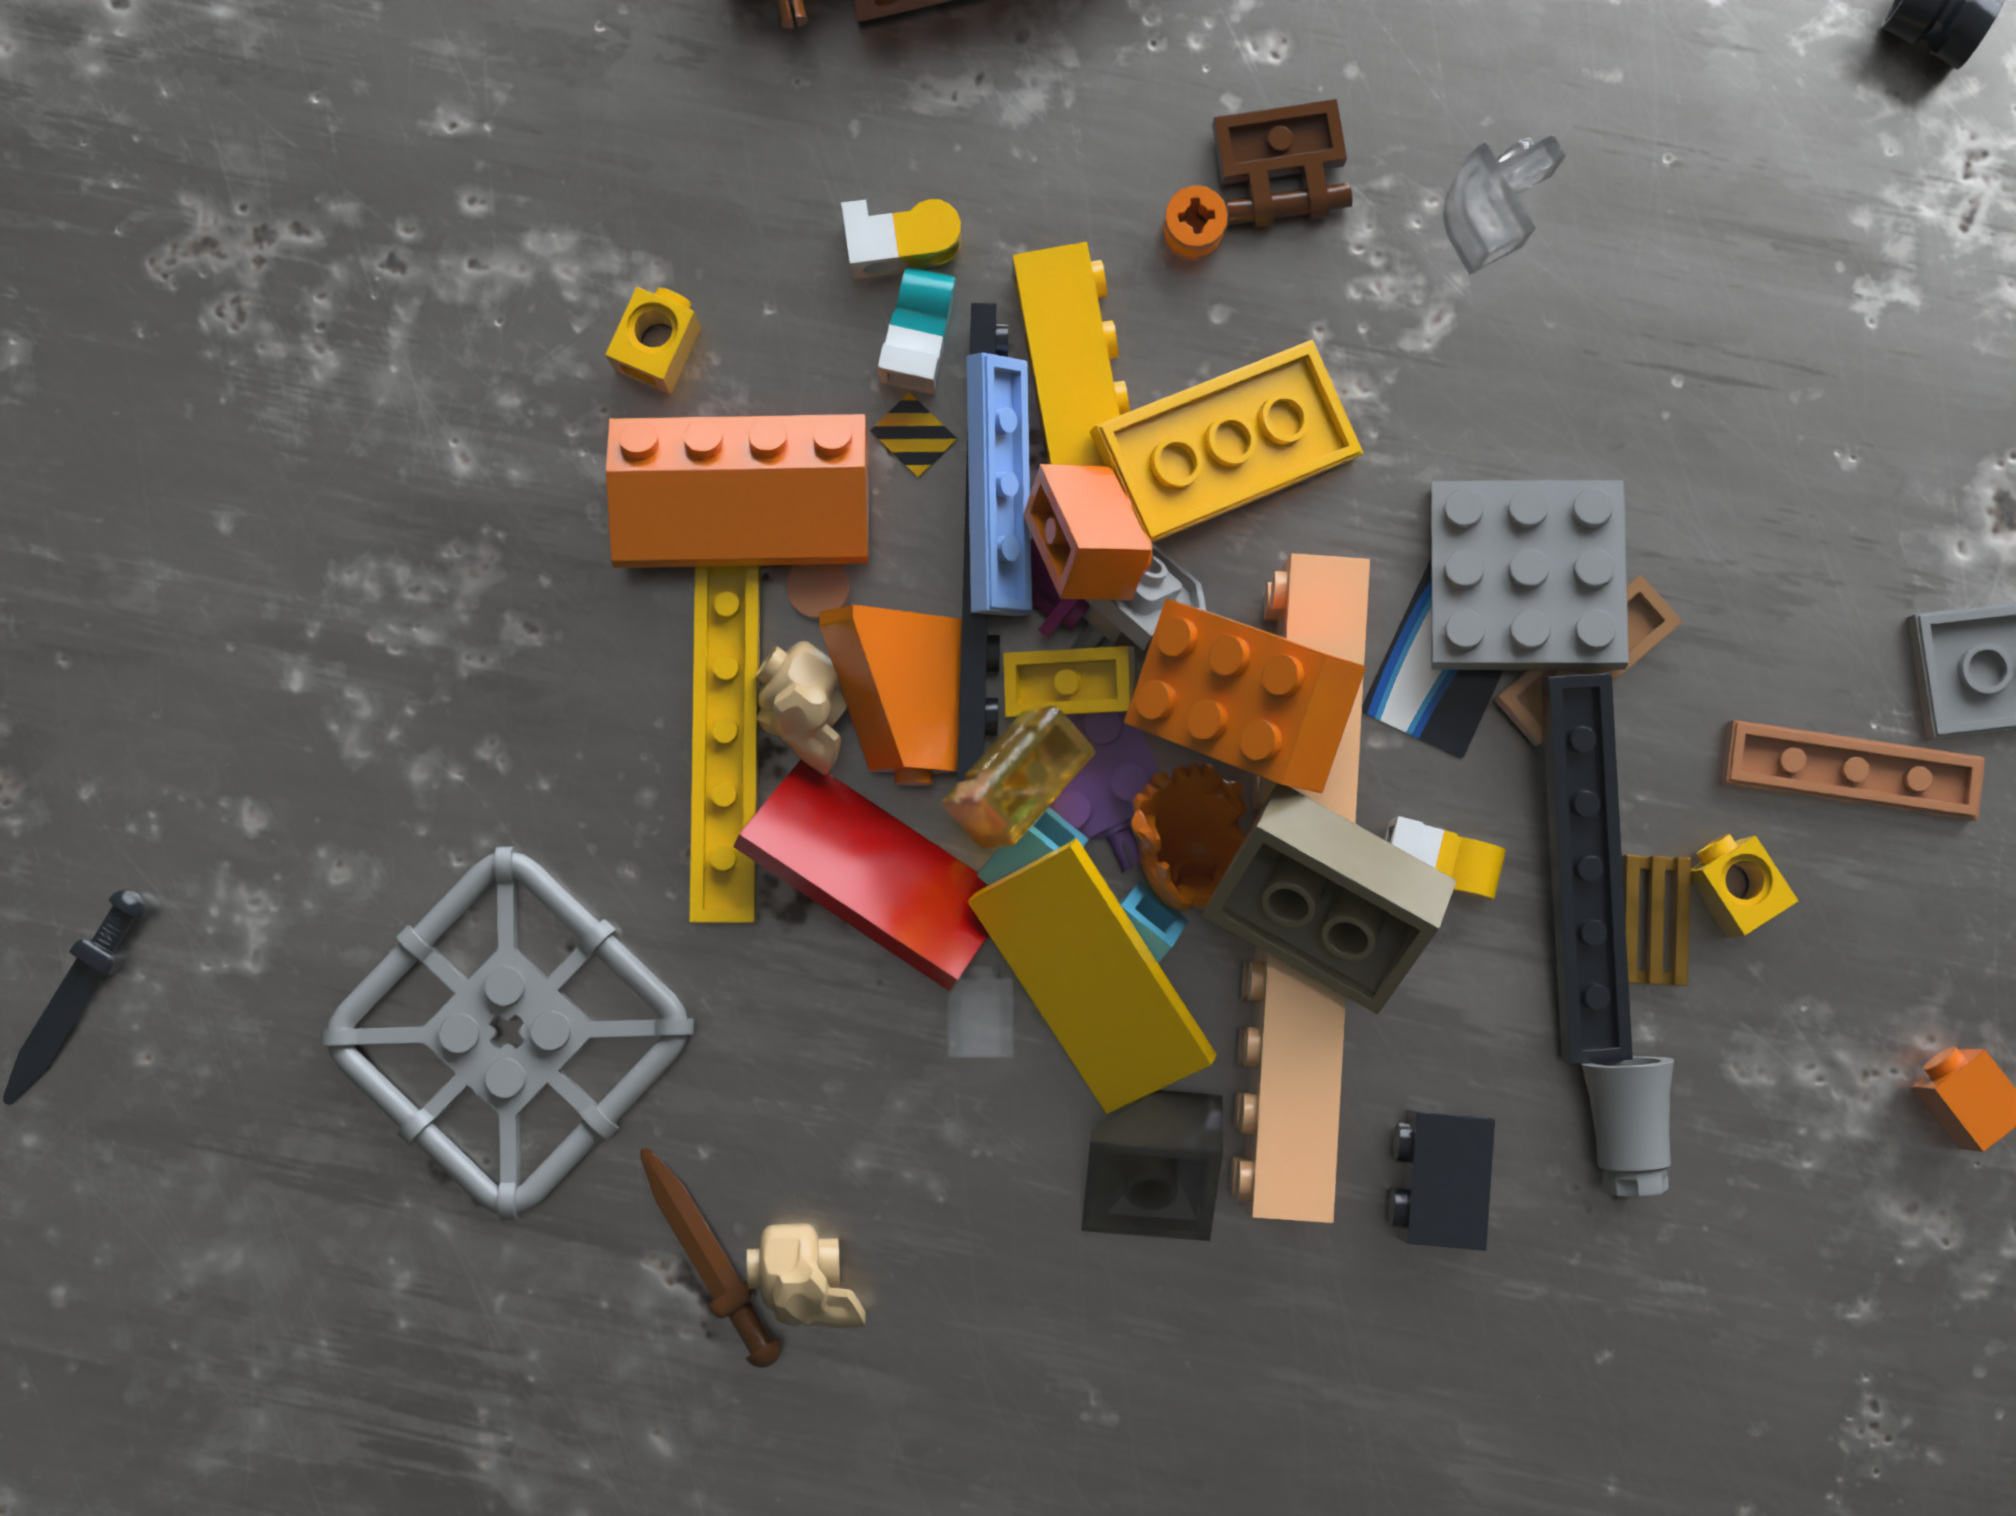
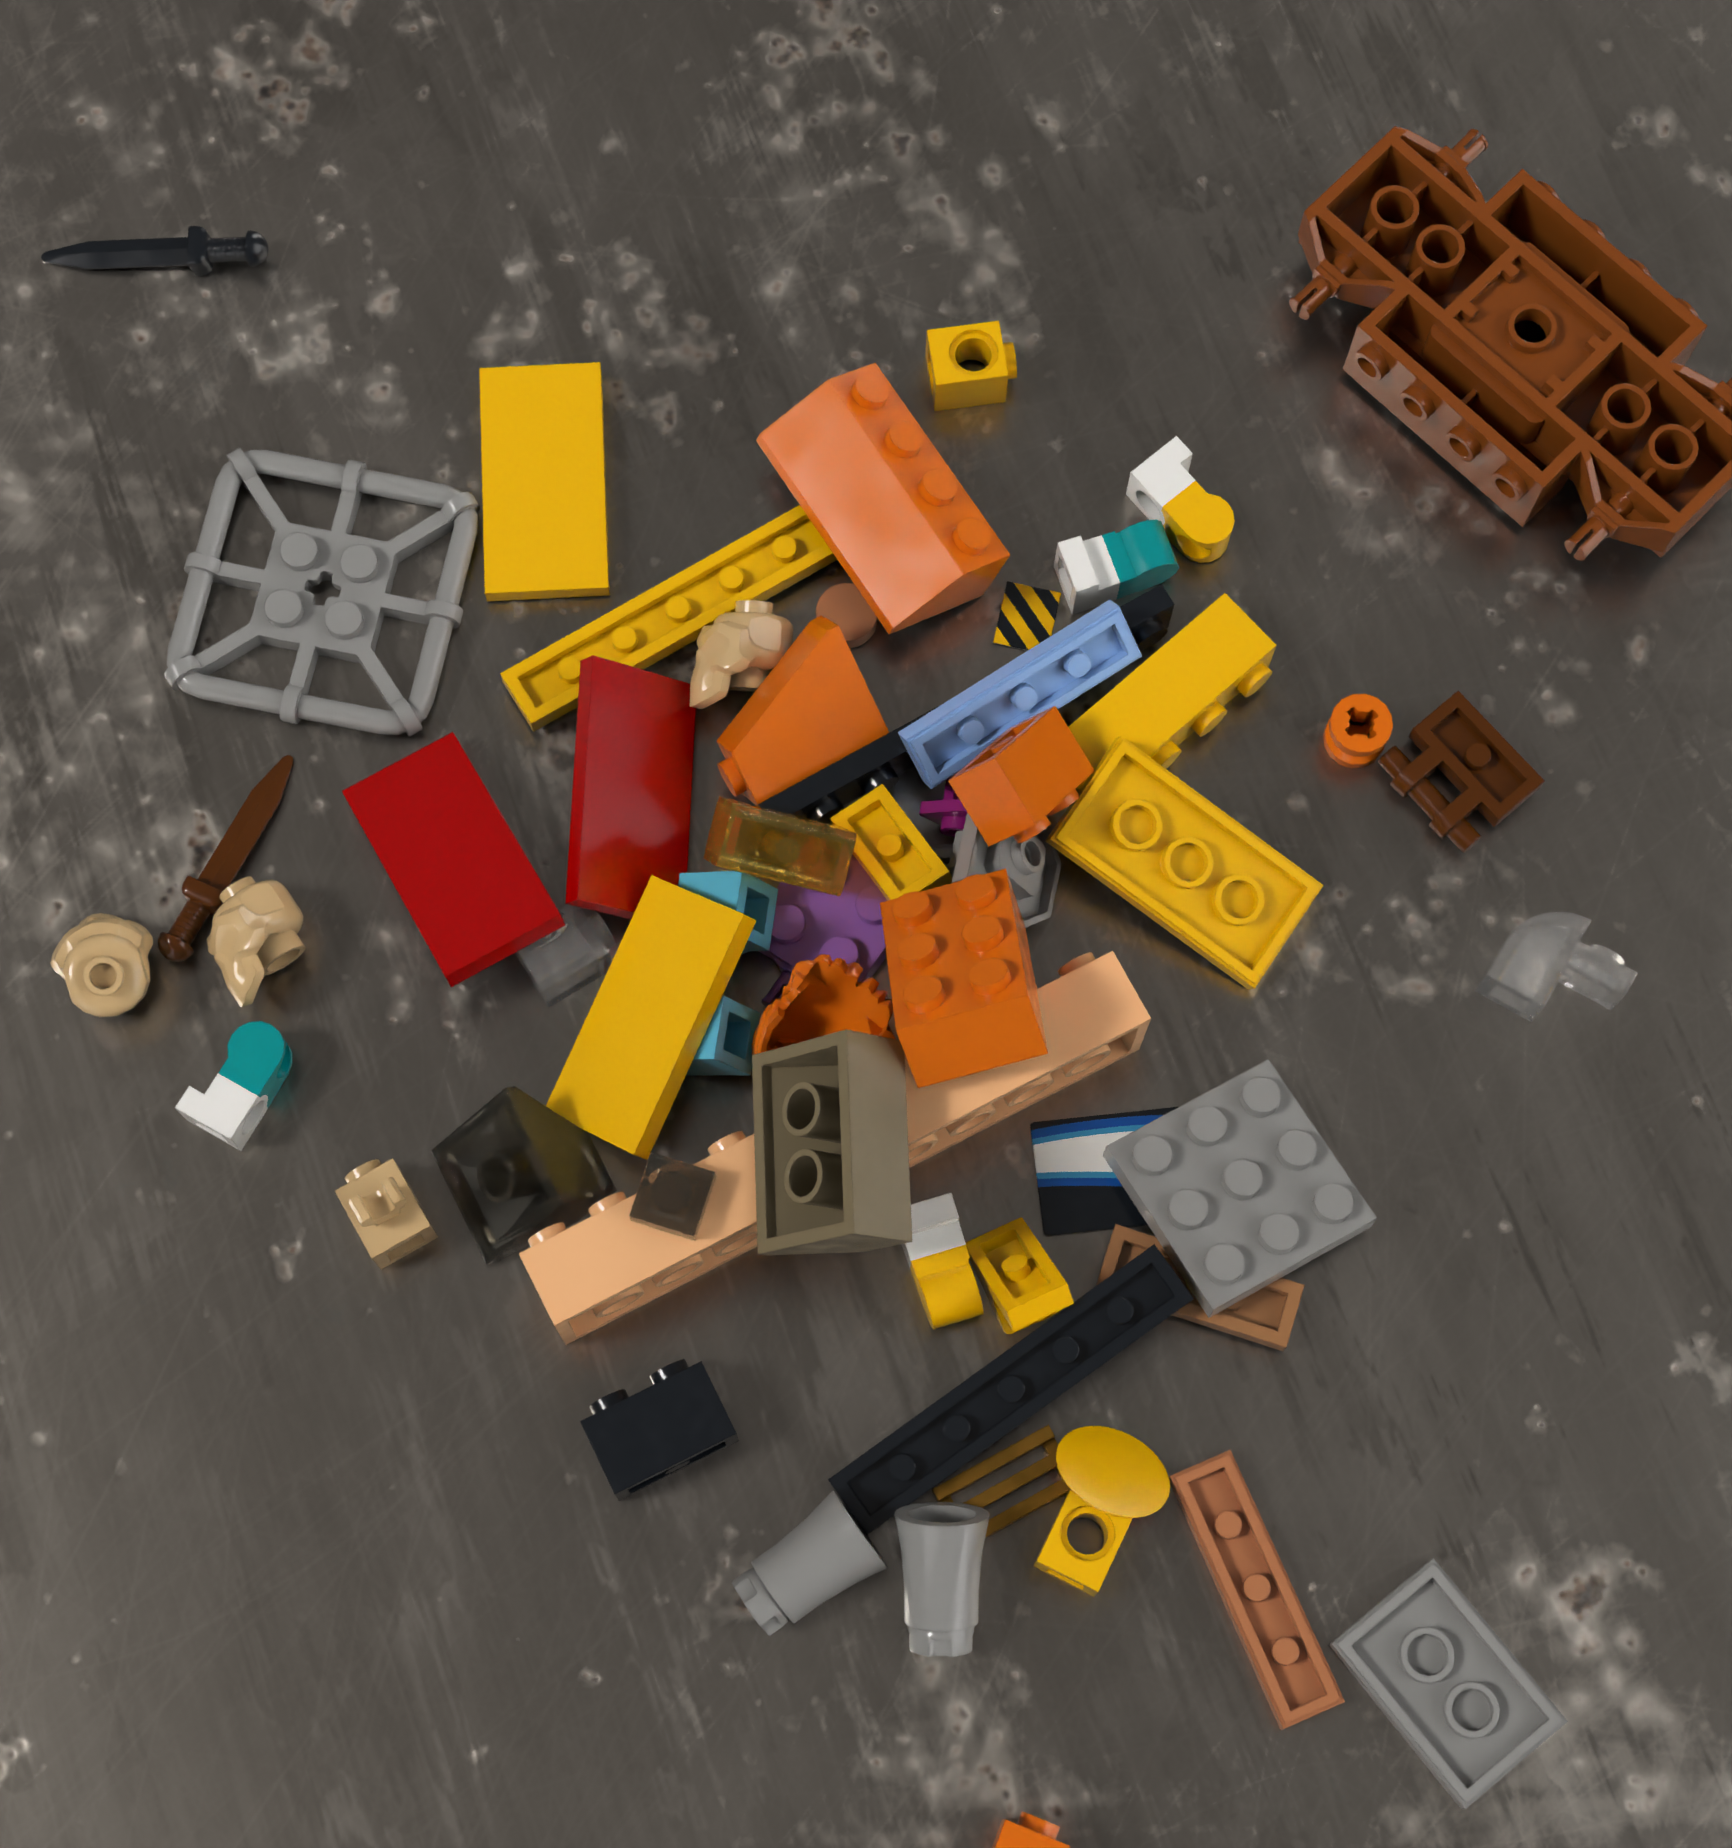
camera: 60 degrees right, 10 degrees down
(523, 775) = (543, 482): none -> yellow tile
(746, 1424) = (104, 964): none -> tan head
(839, 1064) = (453, 859): none -> red tile
(920, 1342) = (243, 1087): none -> leg
(1117, 1303) = (385, 1211): none -> tan brick
(1286, 1057) = (672, 1196): none -> clear smoke plate
(1495, 802) = (1018, 1276): none -> yellow slope
(1700, 827) = (1113, 1471): none -> yellow sticker
(1704, 1017) = (941, 1574): none -> light grey plant

